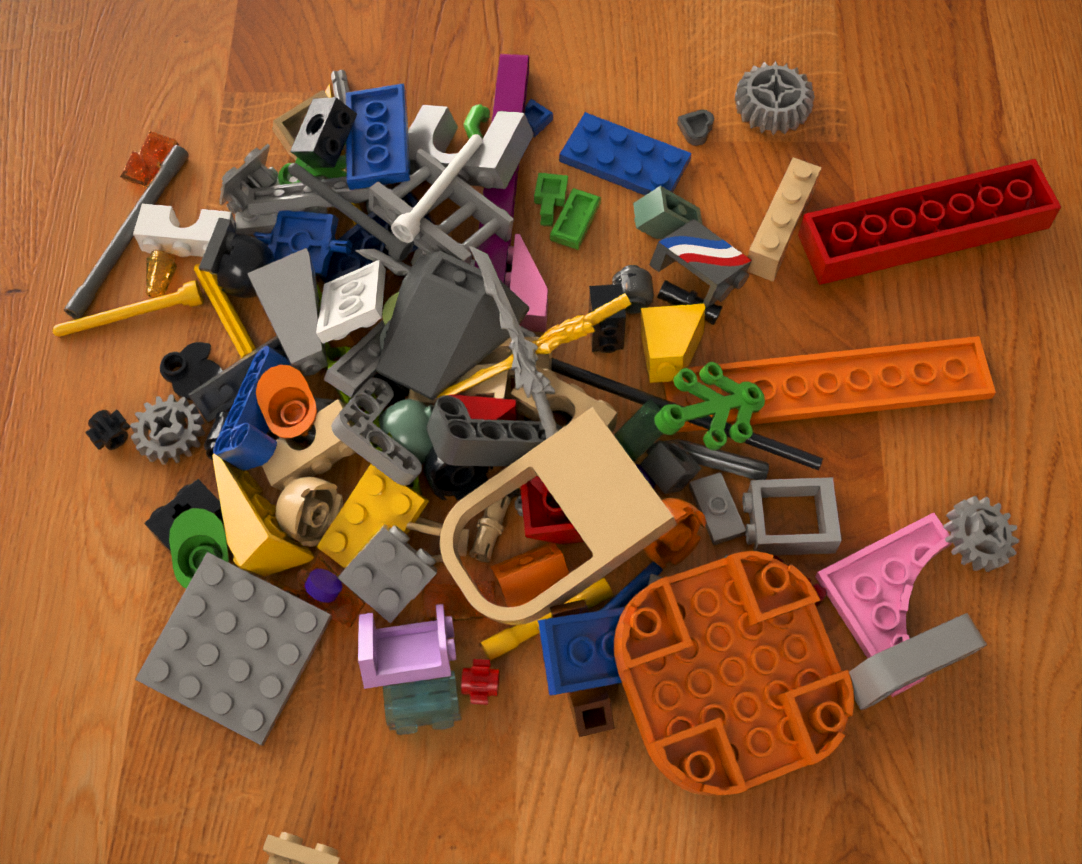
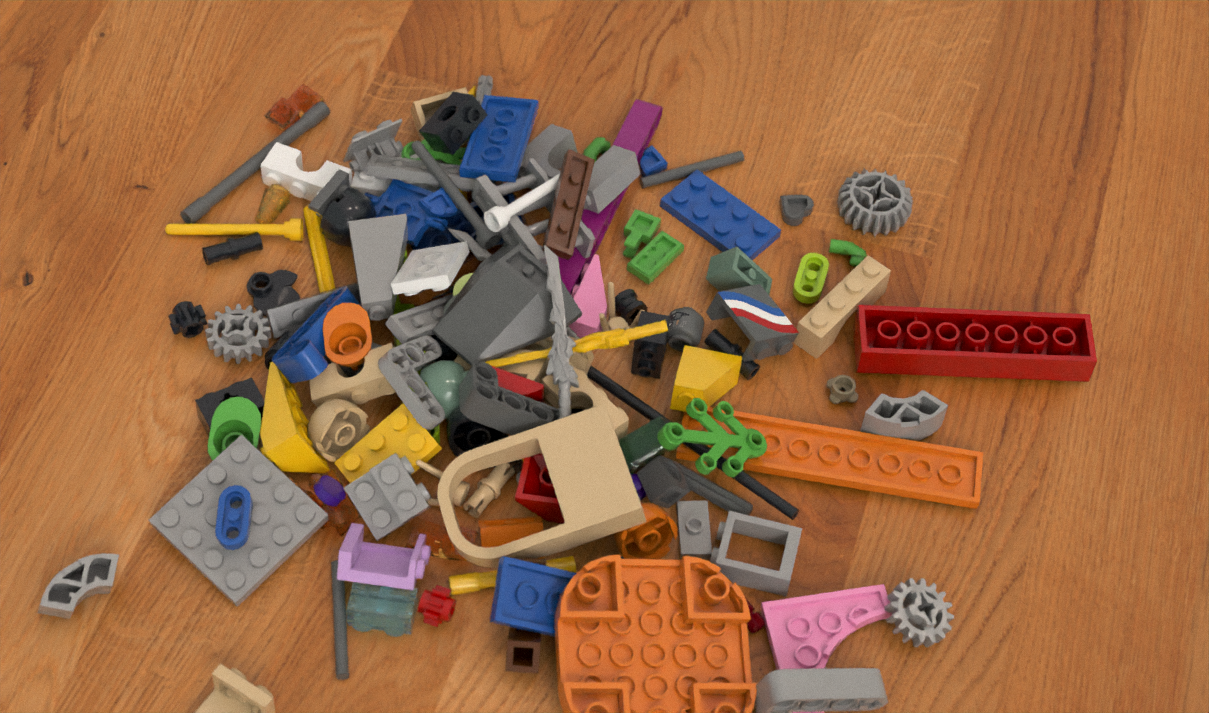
camera: 10 degrees right, 10 degrees down
(77, 779) = (78, 581): none -> light grey brick
(131, 334) = (232, 248): none -> black pin
(230, 653) = (233, 519): none -> blue plate
(336, 226) = (438, 204): none -> blue tile
(382, 734) = (340, 624): none -> dark grey bar
(475, 190) = (568, 204): none -> reddish brown plate
(563, 306) = (615, 322): none -> tan plant
(567, 281) = (628, 305): none -> black wheel
(576, 115) = (685, 171): none -> dark grey bar
(739, 199) = (810, 280): none -> lime plate
(765, 154) = (848, 248): none -> bright green arm
(815, 301) = (844, 383): none -> dark tan plate
(889, 322) = (905, 418): none -> light grey brick

